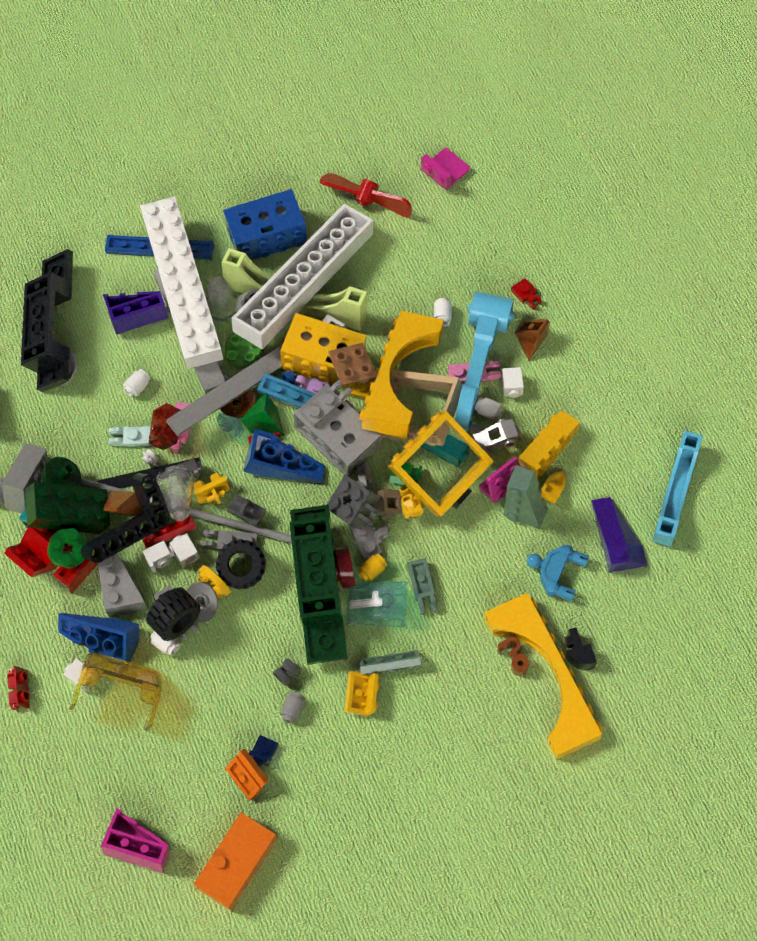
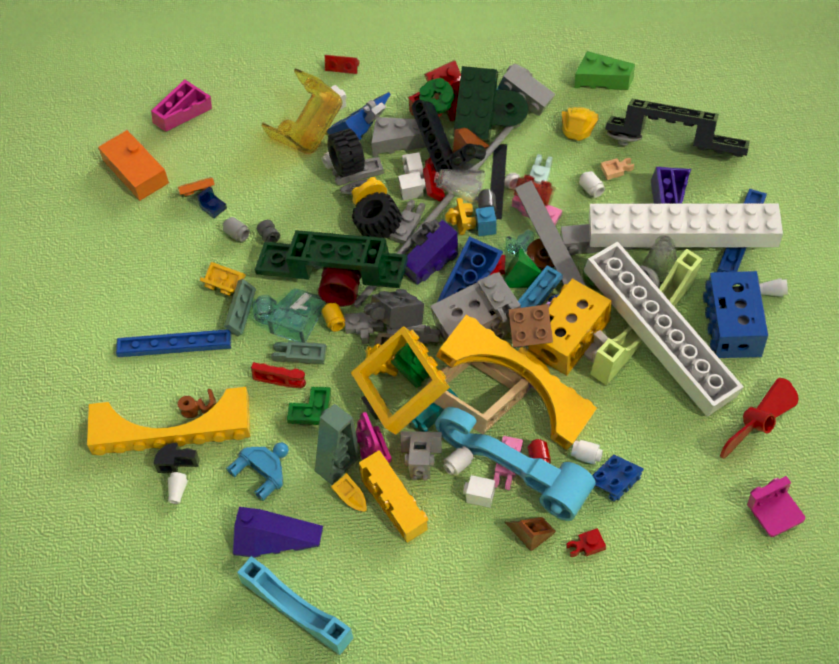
camera: 110 degrees right, 10 degrees down
(53, 415) = (578, 122): none -> yellow hair
(100, 611) = (373, 111): none -> light grey tile
(108, 368) = (615, 169): none -> light nougat plate
(212, 462) = (485, 221): none -> dark azure brick
(217, 205) = (774, 288): none -> white cone
(270, 496) = (432, 254): none -> dark purple wedge
(386, 634) = (263, 308): none -> clear light blue head
(451, 715) = (173, 343): none -> blue tile
(455, 593) = (278, 375): none -> red hinge
(457, 285) = (617, 476): none -> blue hinge
(459, 347) = (539, 449): none -> red brick
(481, 546) = (310, 412): none -> green plate
(605, 638) = (176, 487): none -> white cone

